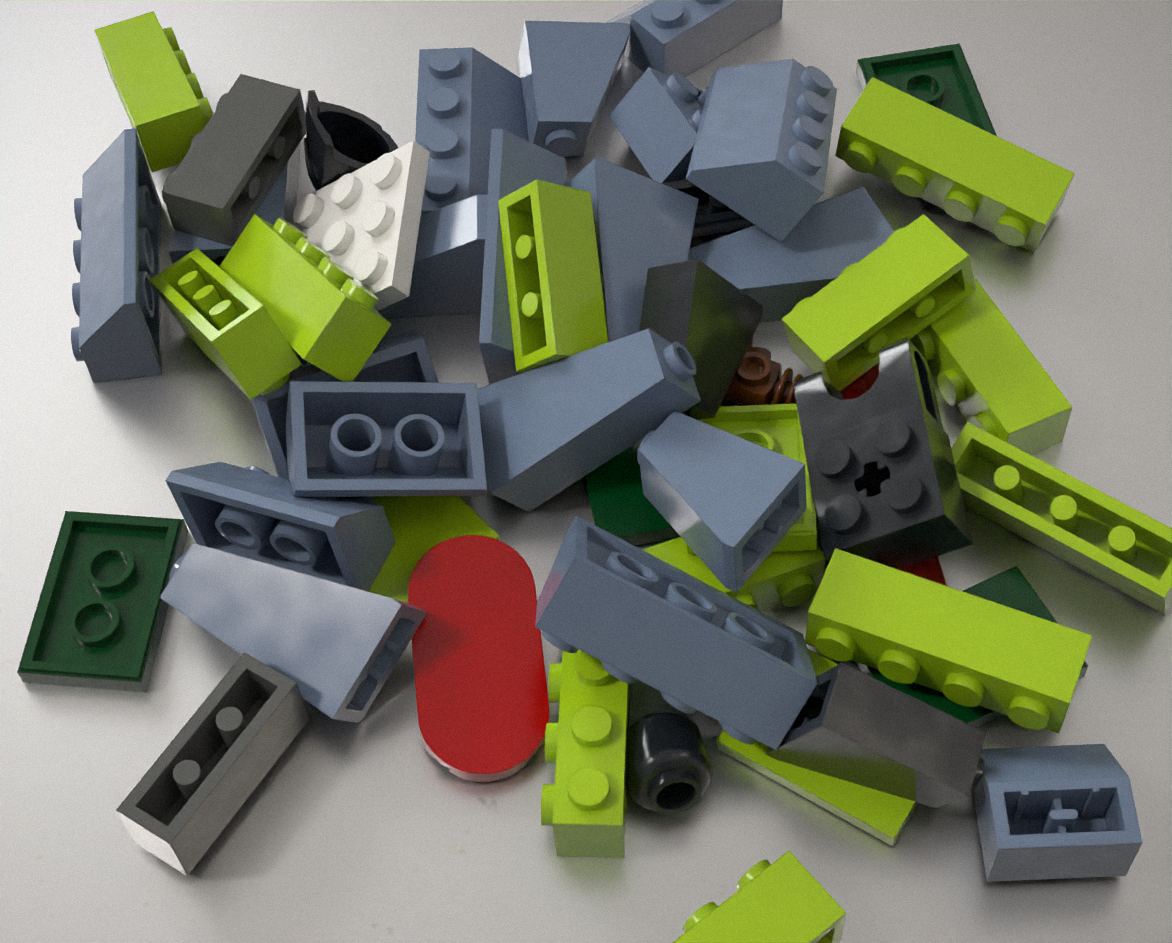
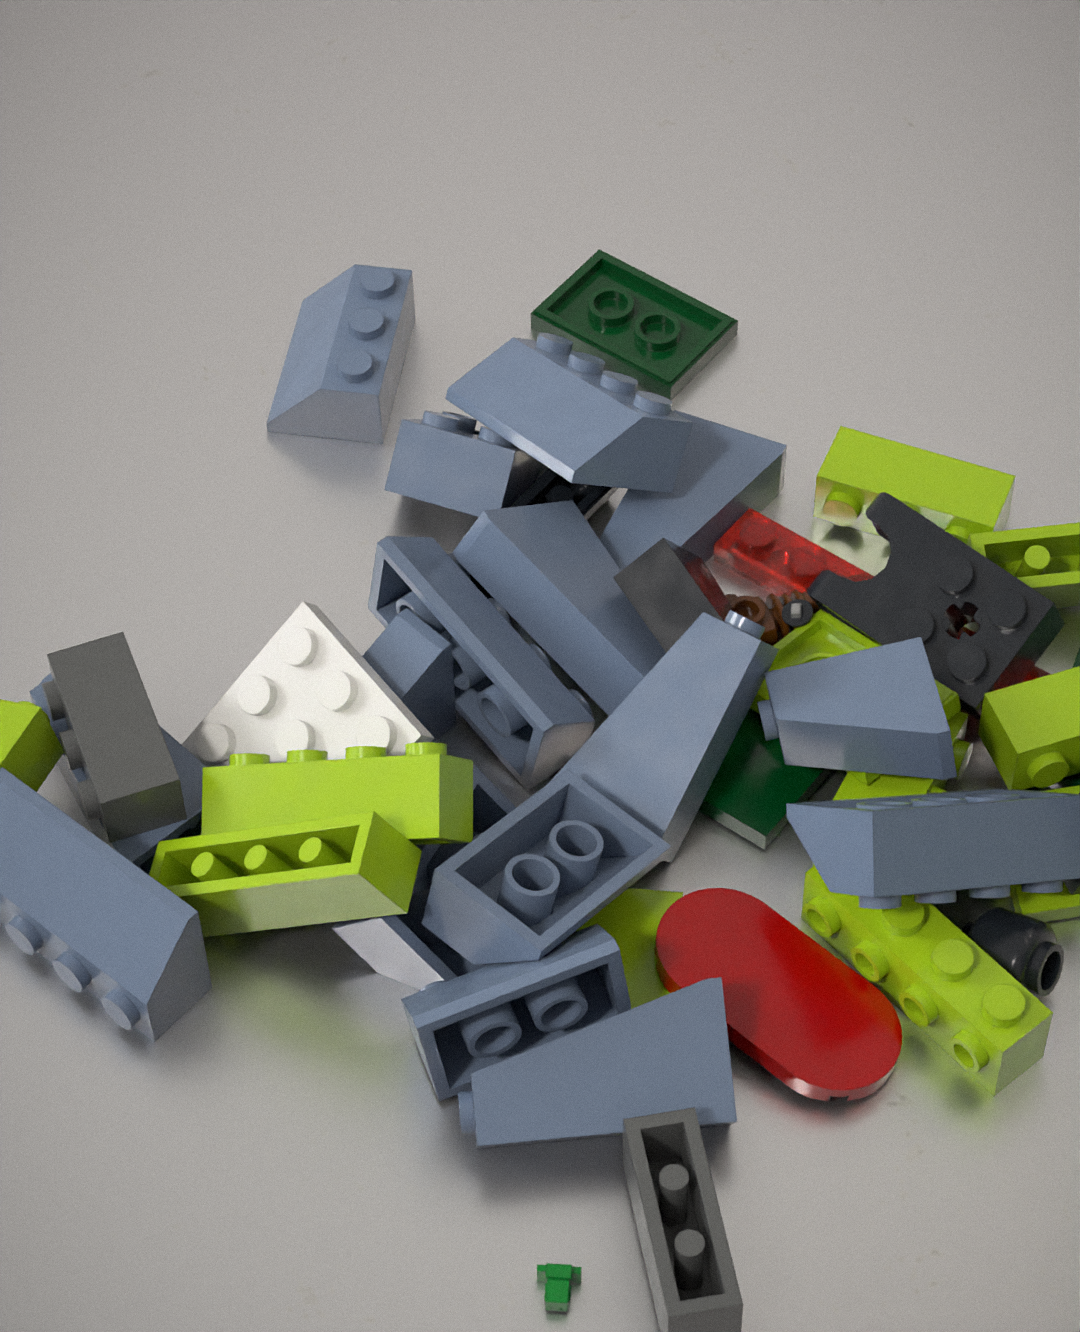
camera: 45 degrees left, 5 degrees down
(103, 602) = (402, 1202): dark green tile -> none
(129, 736) = (558, 1284): none -> green piece
(340, 141) = (186, 672): black helmet -> none
(457, 106) = (254, 577): sand blue slope -> none
(551, 273) = (545, 638): lime brick -> none
(567, 79) = (312, 486): sand blue slope -> none
(783, 394) = (797, 613): none -> black piece
(879, 302) = (799, 489): lime brick -> none
(953, 165) = (723, 346): lime brick -> none

